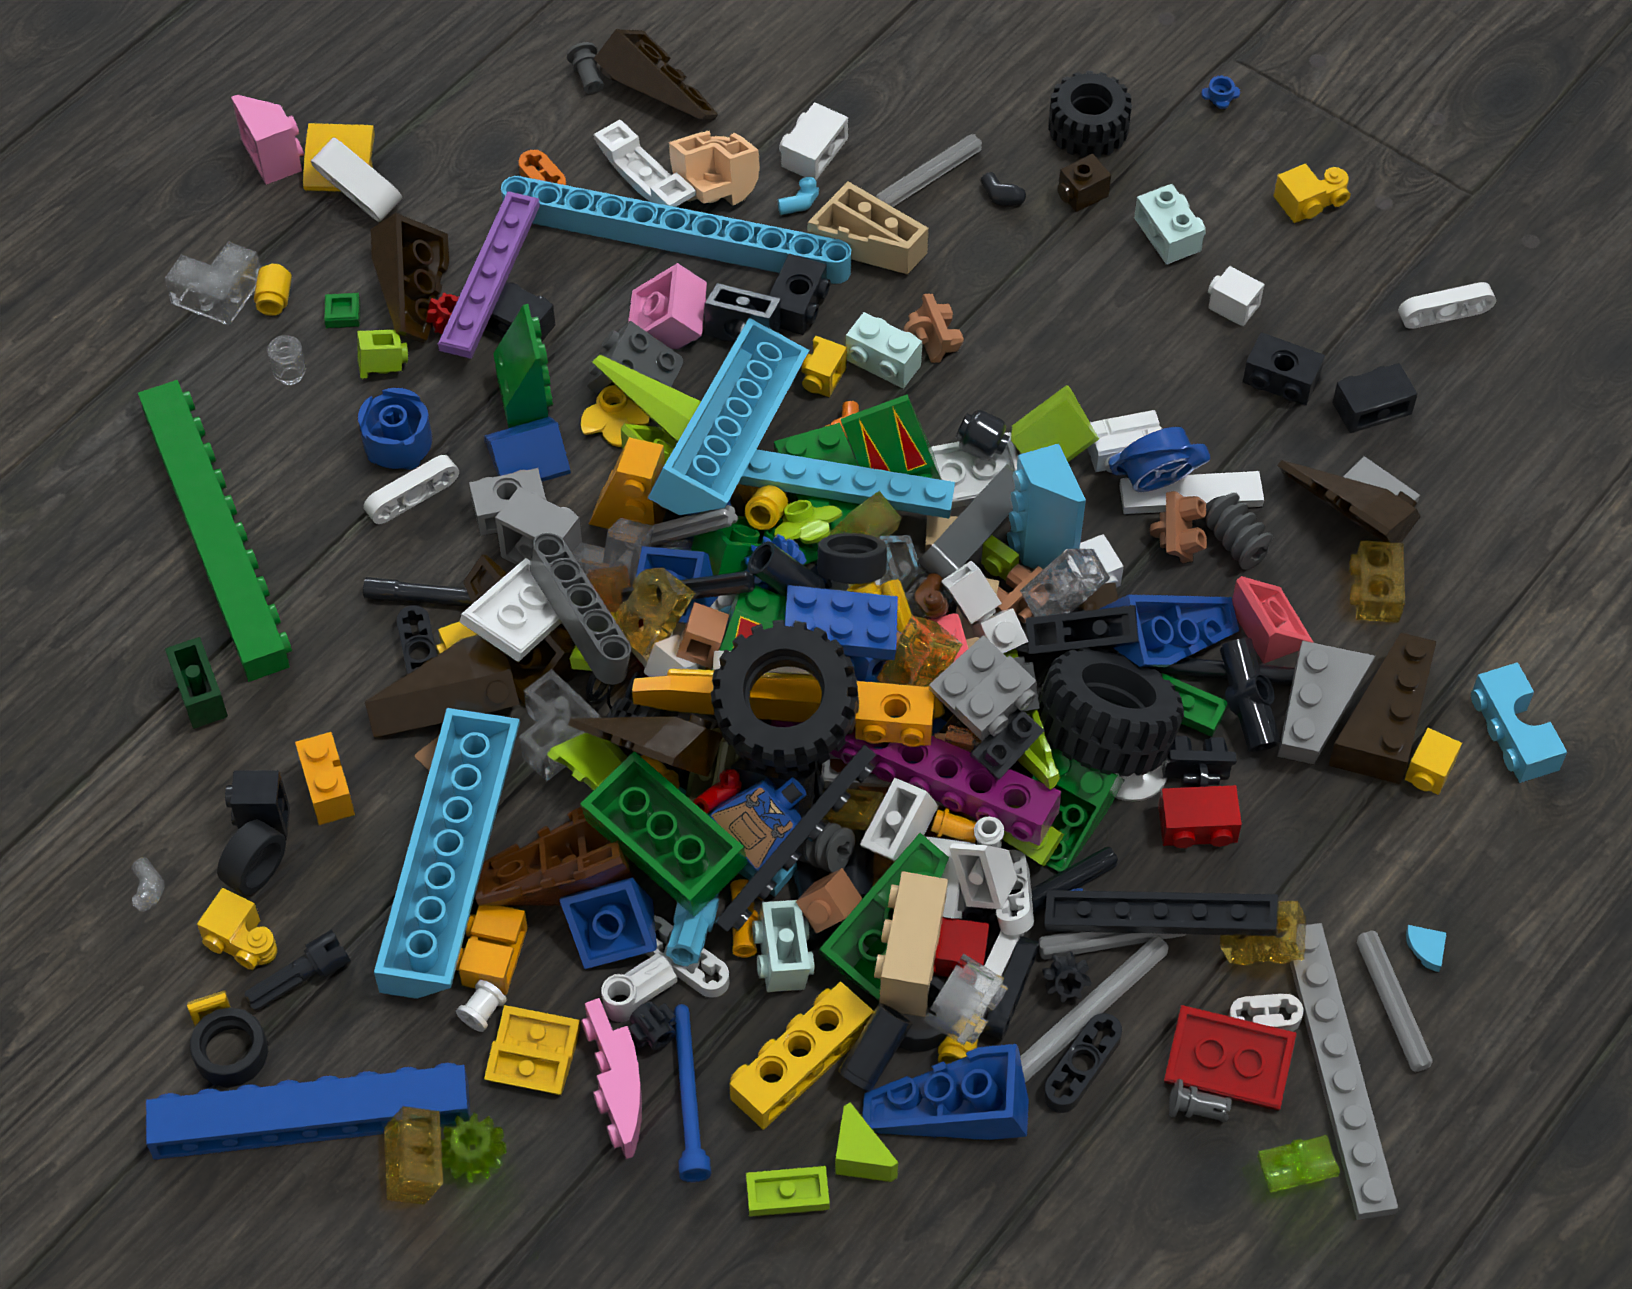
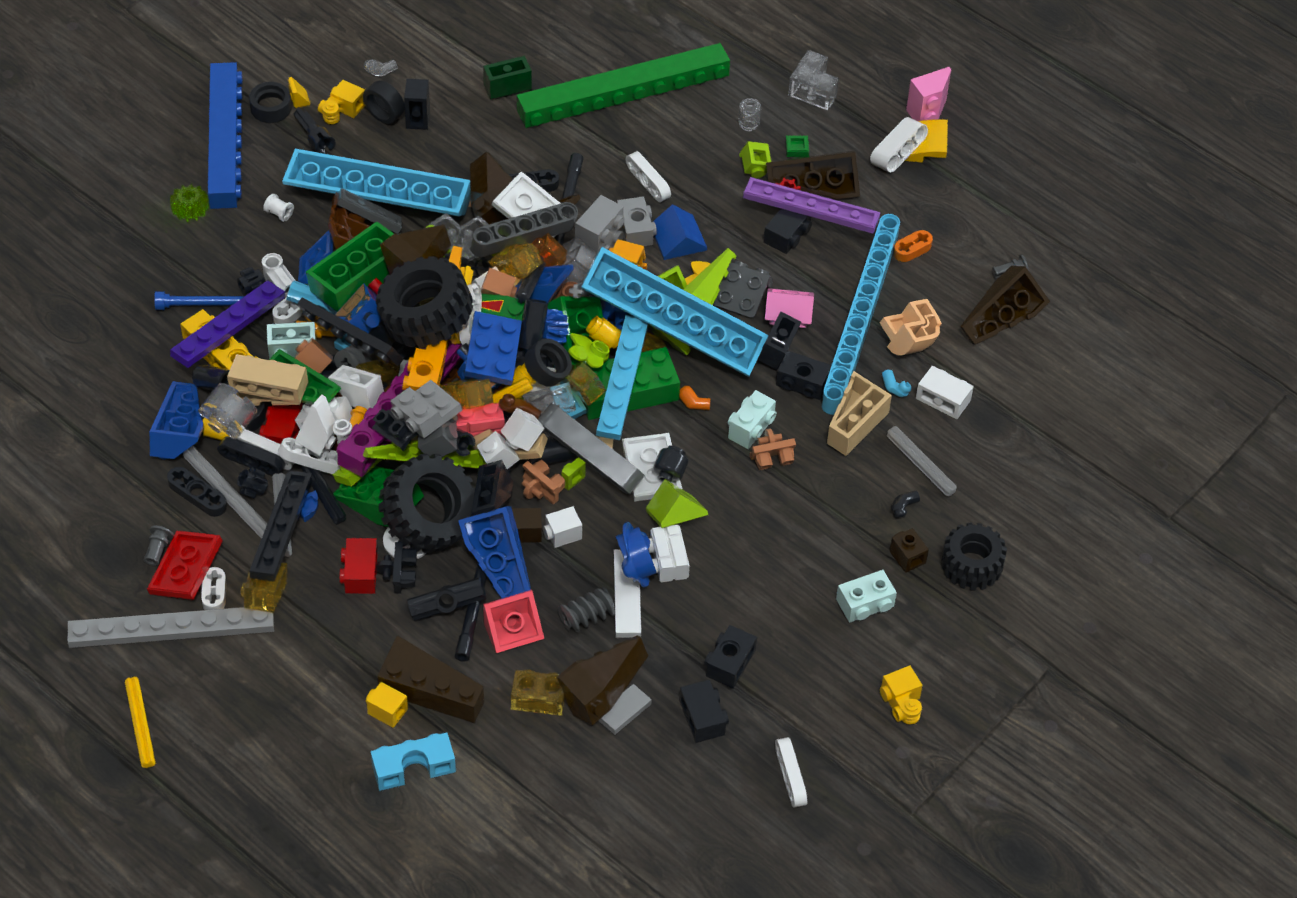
camera: 90 degrees right, 5 degrees down
(272, 289) = (810, 108): yellow brick -> none
(325, 778) = (430, 132): light orange piece -> none
(395, 429) = (691, 164): blue brick -> none
(413, 1155) = (184, 172): clear yellow brick -> none
(493, 946) = (309, 211): light orange piece -> none
(506, 855) = (369, 210): none -> dark grey tile
(523, 371) = (728, 222): green slope -> none
(533, 1050) = (248, 233): yellow slope -> none
(619, 1078) = (218, 269): bright pink slope -> none
(639, 168) = (935, 290): white slope -> none
(765, 1037) = (227, 324): none -> dark purple plate
(787, 1191) = (137, 342): lime plate -> none
(824, 366) = (738, 386): yellow brick -> none
(861, 1151) = (157, 375): lime slope -> none
(891, 439) = (647, 406): green slope -> none
(1045, 507) = (585, 475): medium azure slope -> none
(1065, 583) = (532, 489): clear brick -> none
(1176, 526) = (590, 574): nougat hips -> none
(1201, 708) = (449, 568): green plate -> none
(1221, 91) = (1010, 645): blue plate -> none
(1235, 295) = (800, 634): white brick -> none
(1298, 1163) = (103, 589): clear neon green hips -> none
(1318, 697) = (439, 633): light grey wedge -> none
(1394, 1001) = (212, 661): light grey axle -> none
(1427, 946) = (249, 686): medium azure tile -> none
(1516, 1087) = (140, 722): none -> yellow axle

